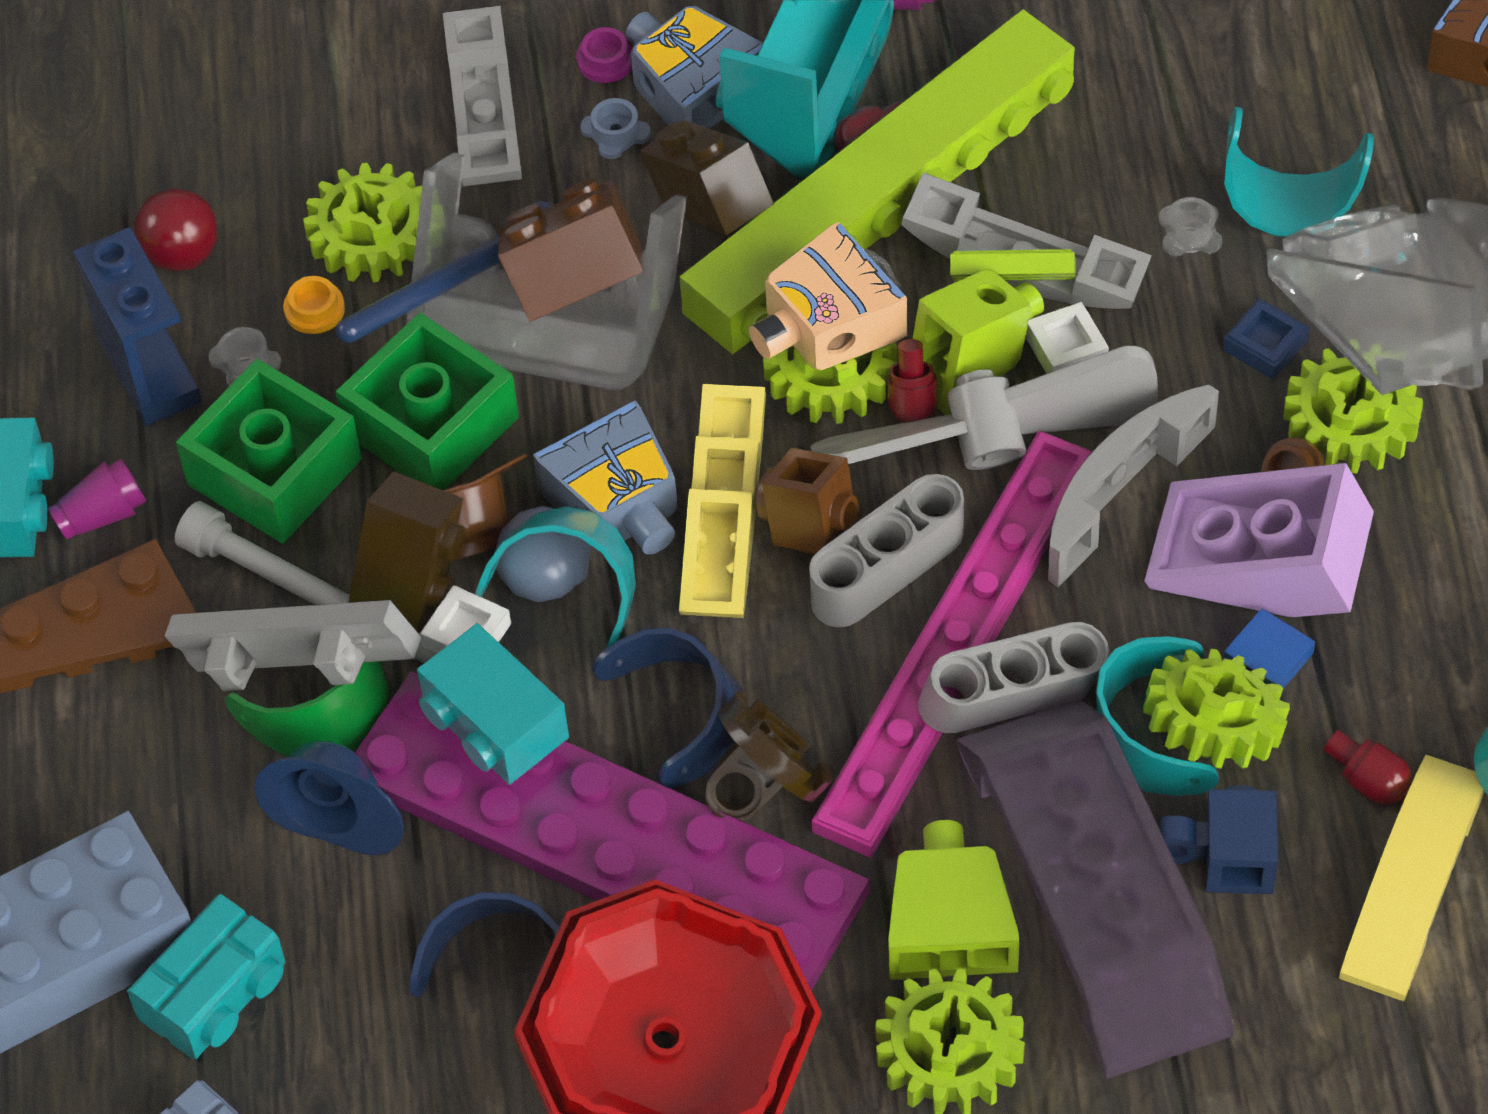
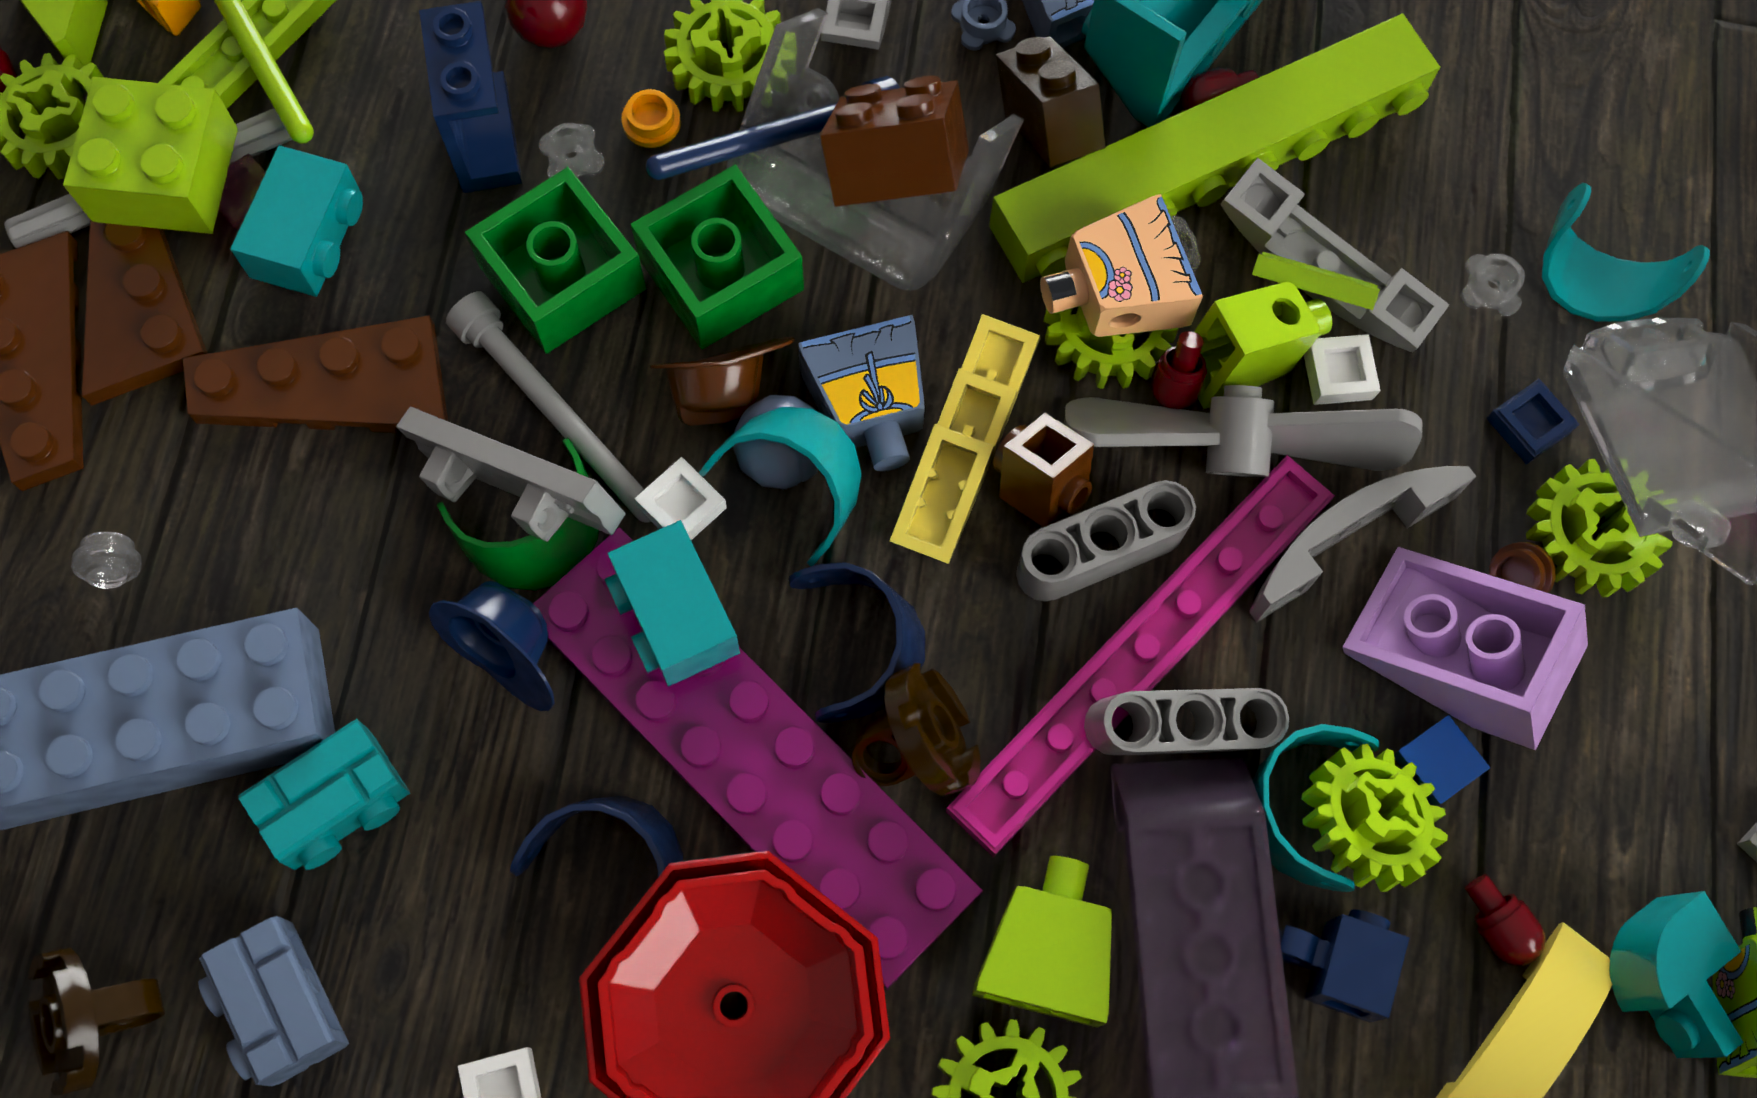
camera: 10 degrees right, 15 degrees up
(98, 500) = (391, 259): magenta cone -> none
(408, 547) = (645, 410): dark brown brick -> none

